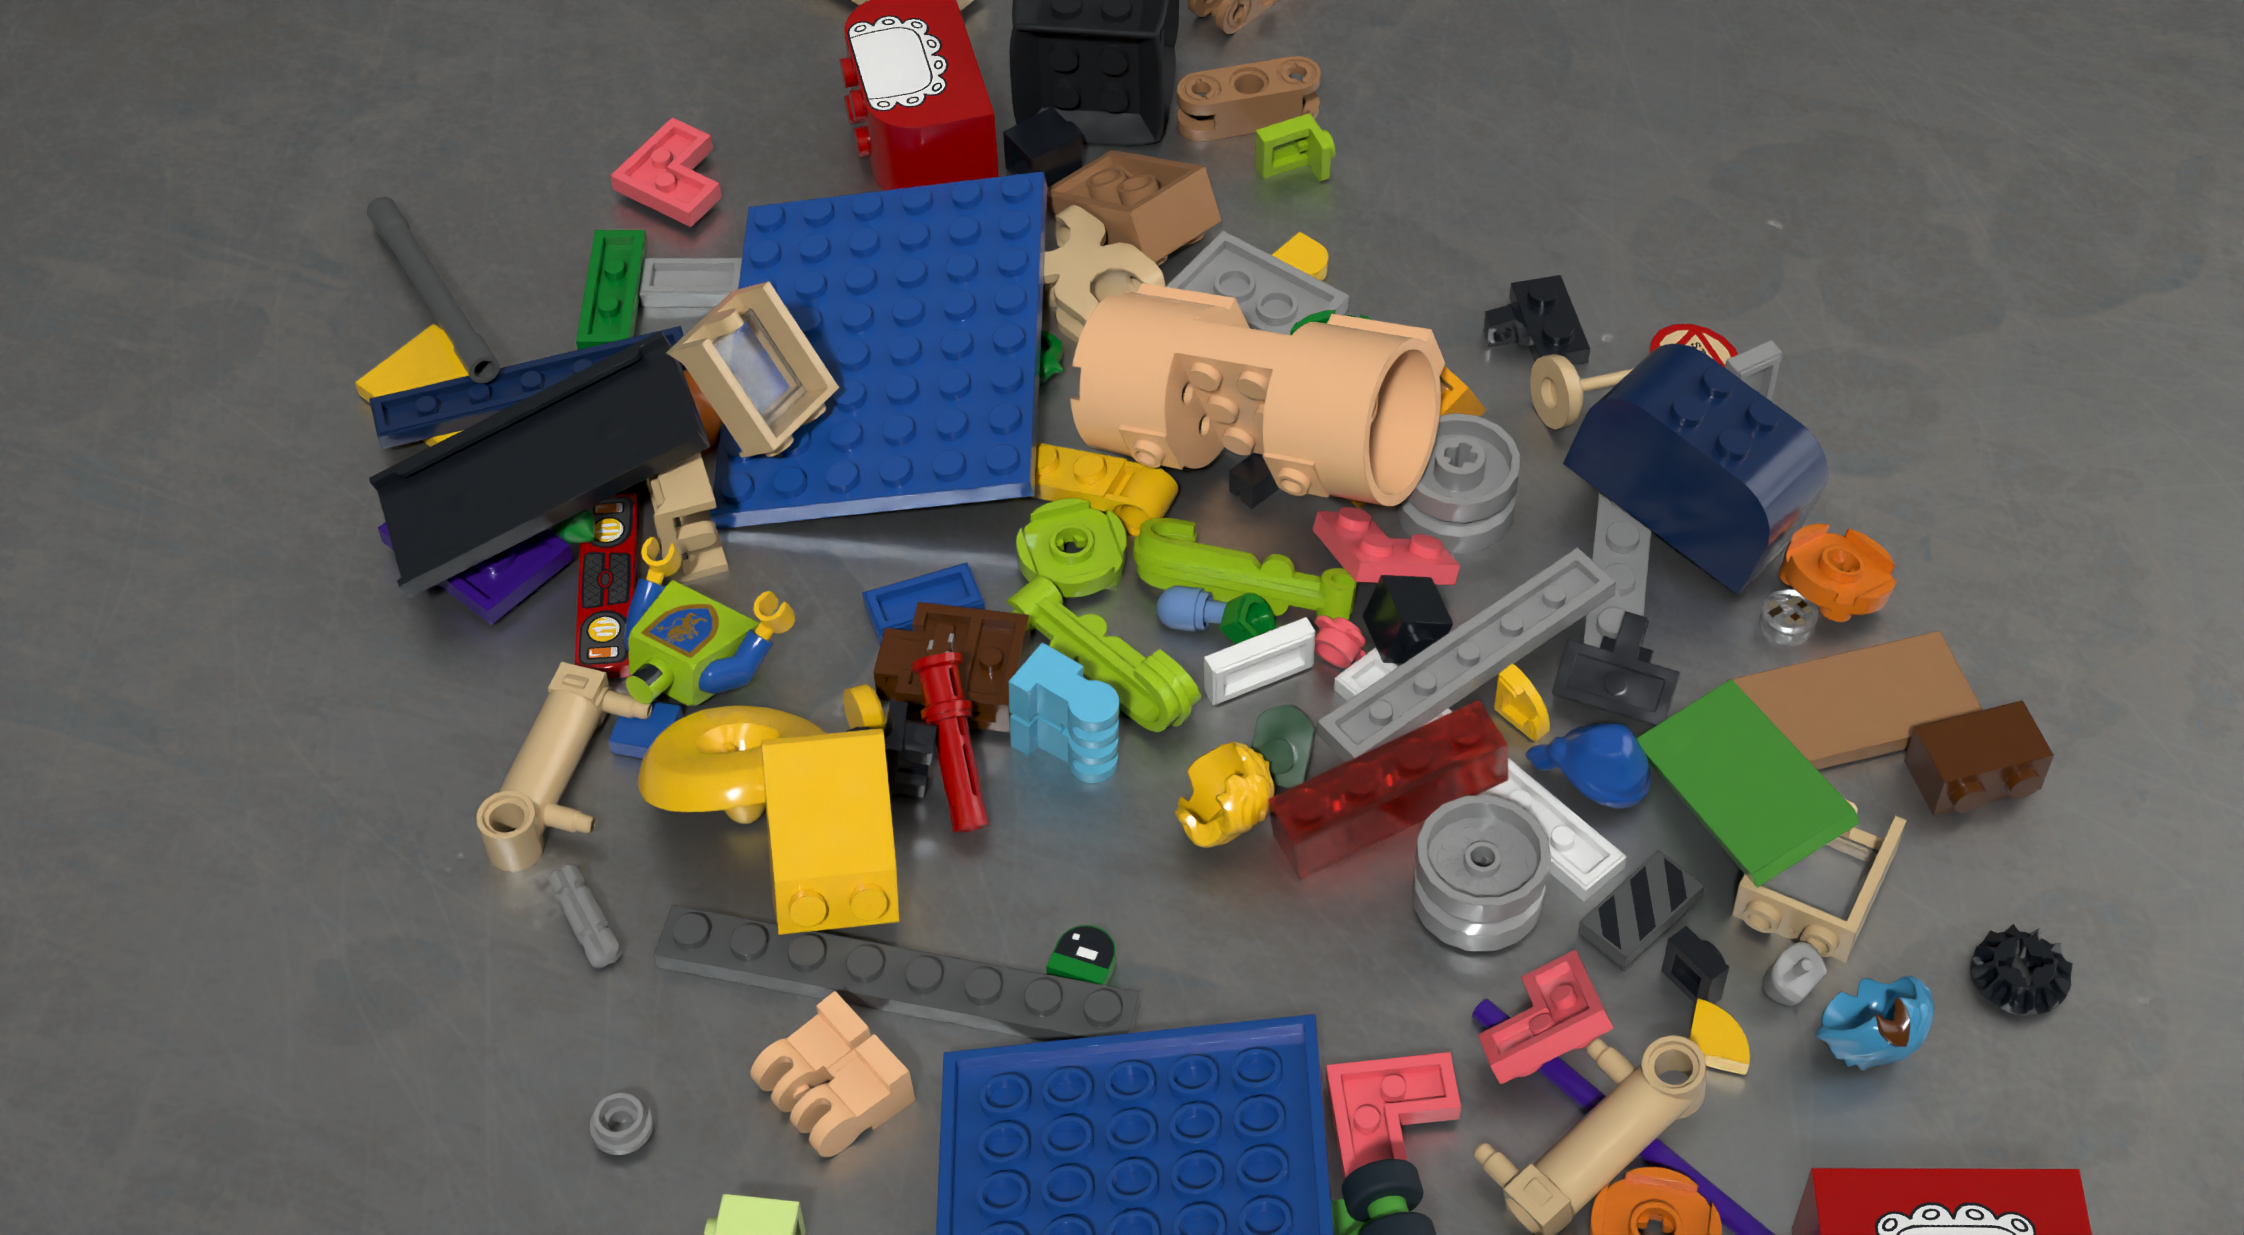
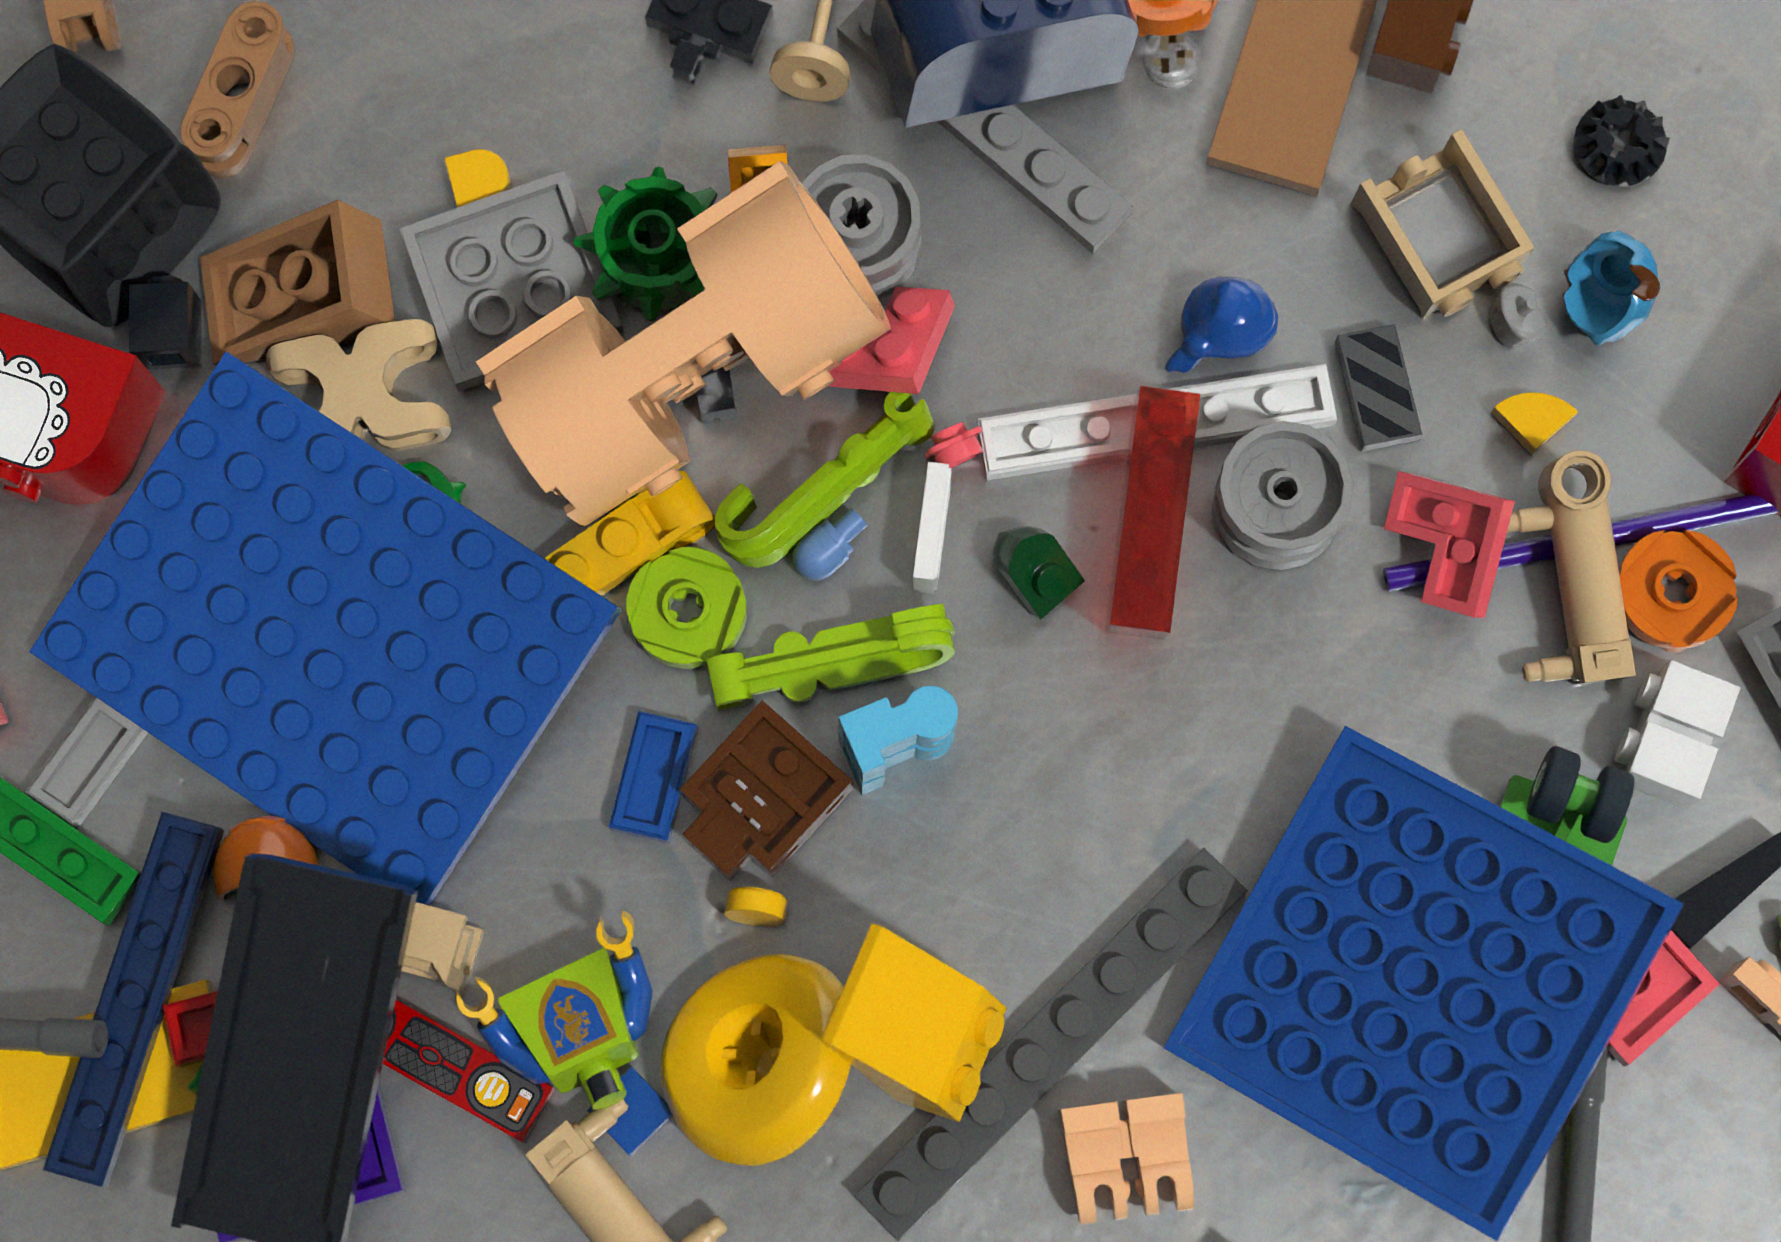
camera: 55 degrees left, 25 degrees up
(756, 369) = (326, 786): tan window -> none
(907, 749) = (834, 915): black hips -> none
(949, 711) = (836, 842): red pin -> none
(1084, 955) = (1135, 870): tile -> none
(1228, 794) = (1064, 653): yellow hair -> none
(1246, 618) = (883, 509): green tile -> none
(1294, 145) = (326, 96): lime bracket -> none
(1379, 1096) = (1428, 723): coral plate -> none
(1405, 617) = (980, 375): black brick -> none
(1467, 656) = (1058, 355): light grey plate -> none
(1521, 703) = (1120, 340): yellow tile -> none
(1618, 675) = (1149, 241): black hinge -> none
(1695, 966) = (1470, 387): black plate -> none
(1746, 783) = (1339, 224): bright green tile -> none

